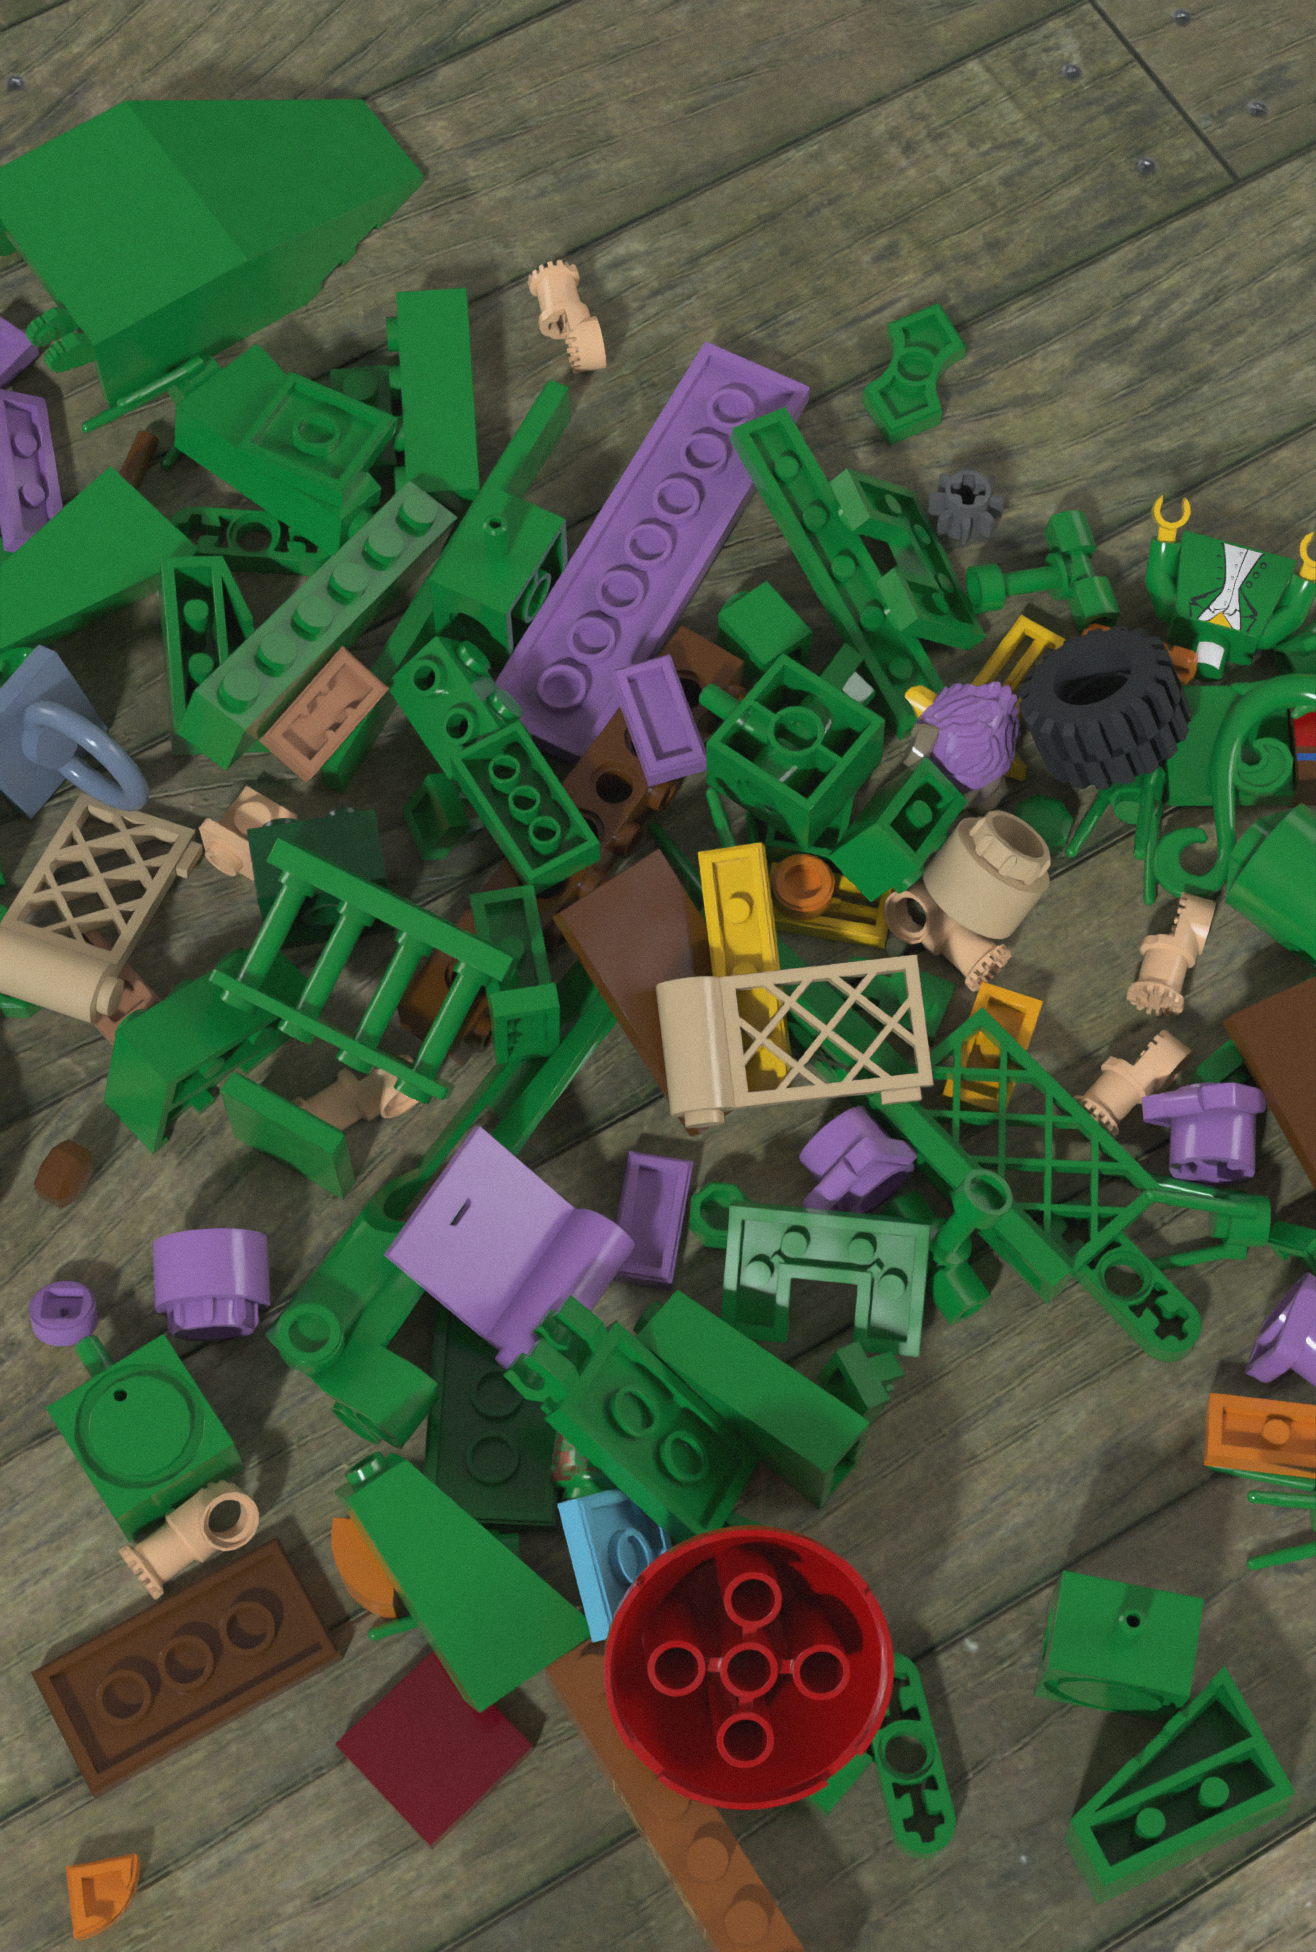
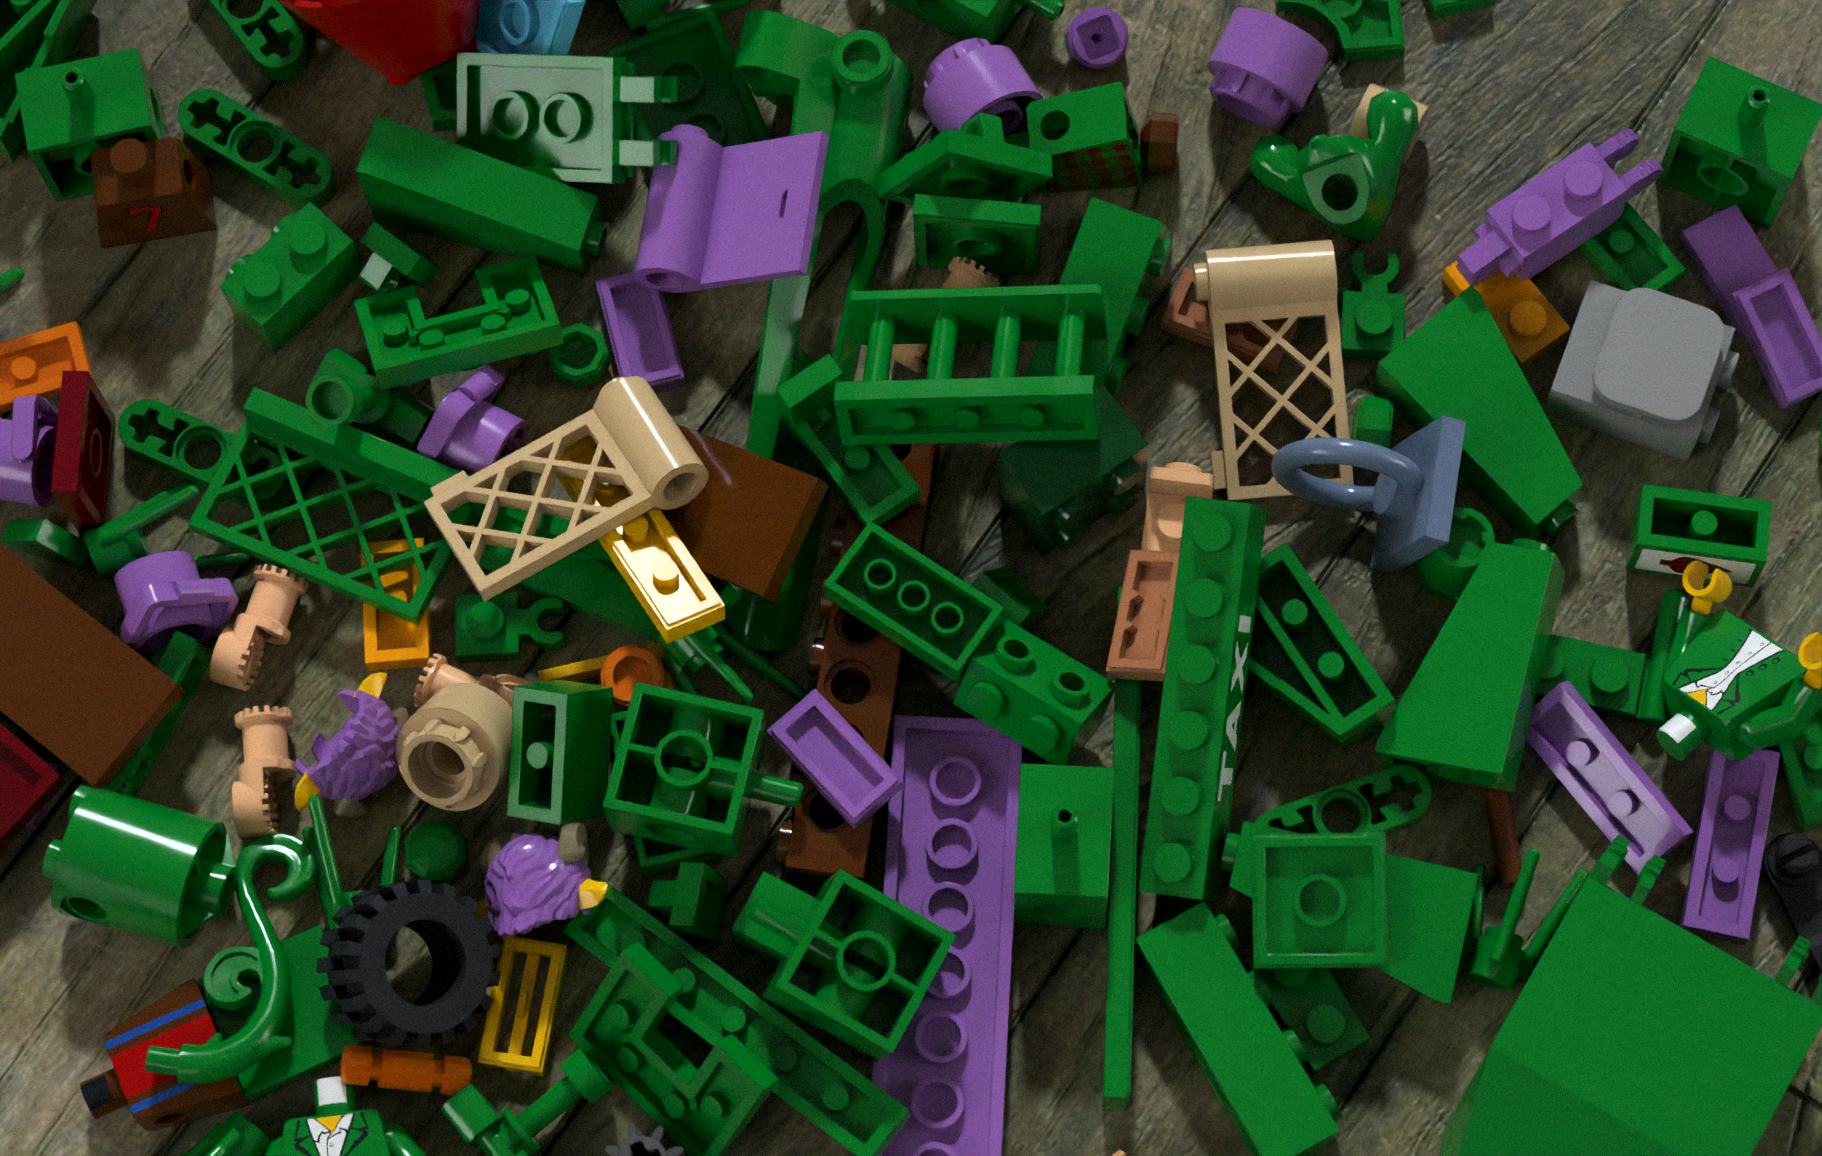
camera: 160 degrees right, 5 degrees up
(32, 828) = (1373, 421): none -> green tile
(124, 1179) = (1089, 138): none -> green torso
(270, 1183) = (967, 165): none -> green hinge
(723, 538) = (854, 963): none -> green piece
(971, 1409) = (291, 276): none -> green brick
(997, 1615) = (246, 125): none -> green beam
(1081, 1543) = (150, 192): none -> reddish brown torso
(1083, 920) = (359, 756): none -> medium lavender hair
(1245, 1297) = (82, 451): none -> dark red tile

